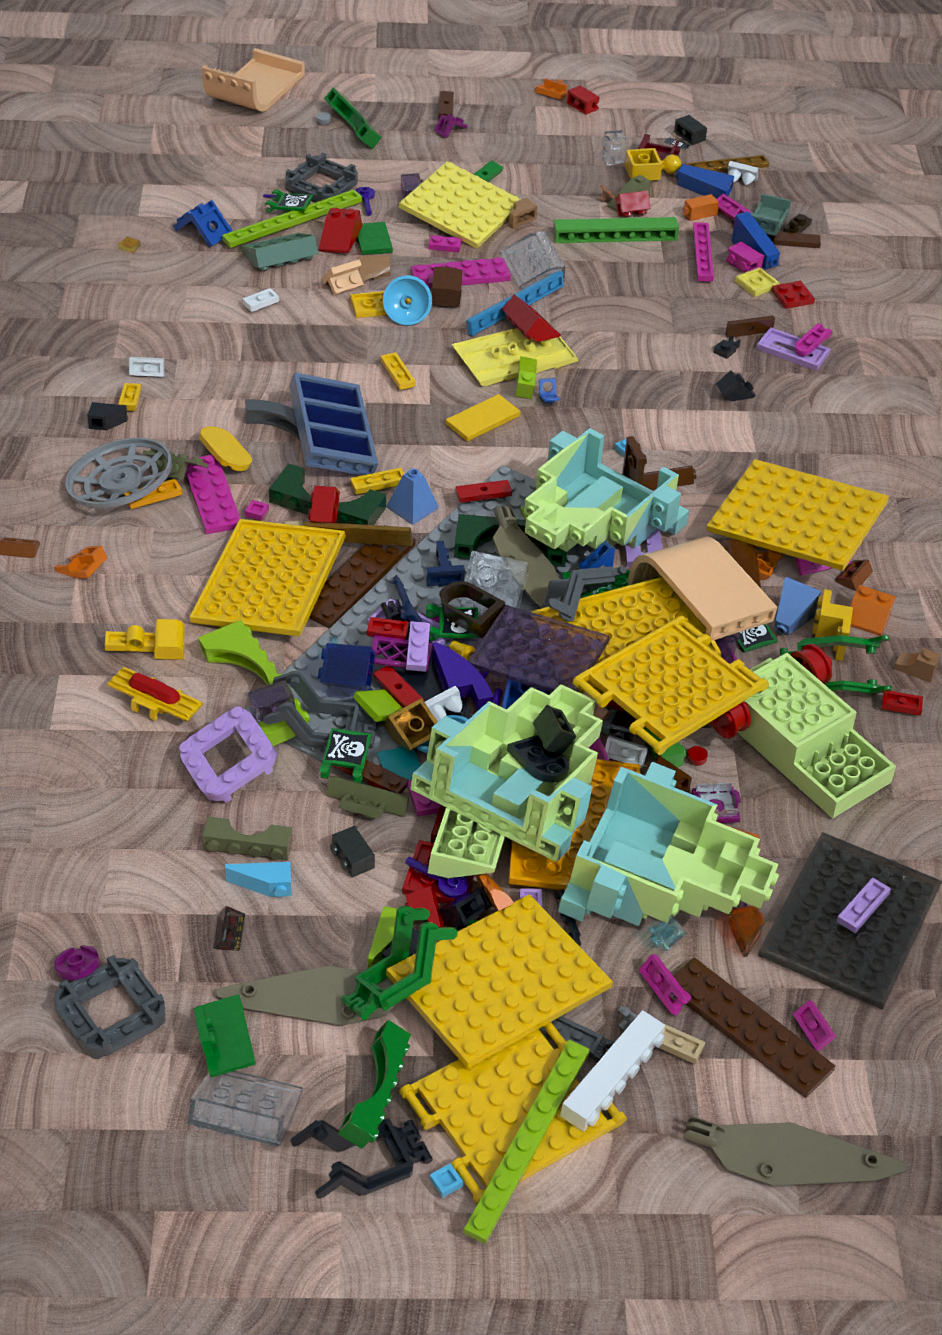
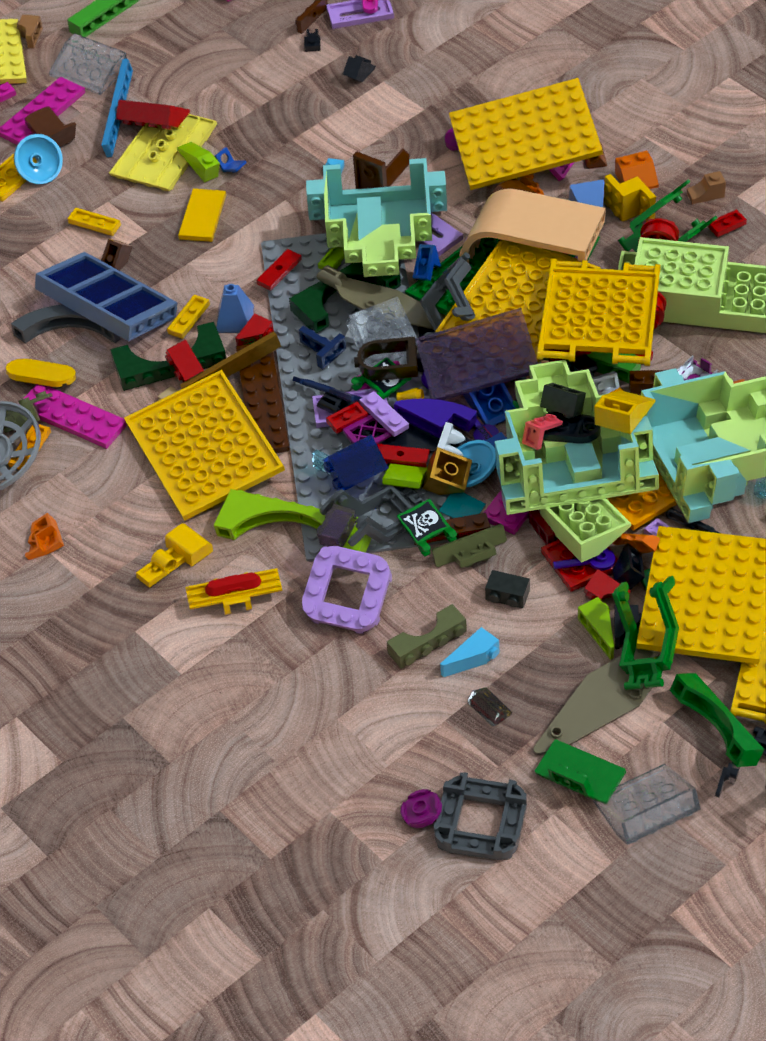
camera: 35 degrees left, 5 degrees up
(256, 510) = (126, 402): dark pink plate -> none
(381, 403) = (116, 254): none -> reddish brown slope
(413, 519) = (254, 330): none -> red slope
(504, 734) = (535, 429): none -> coral bracket
(572, 763) = (621, 410): none -> yellow slope

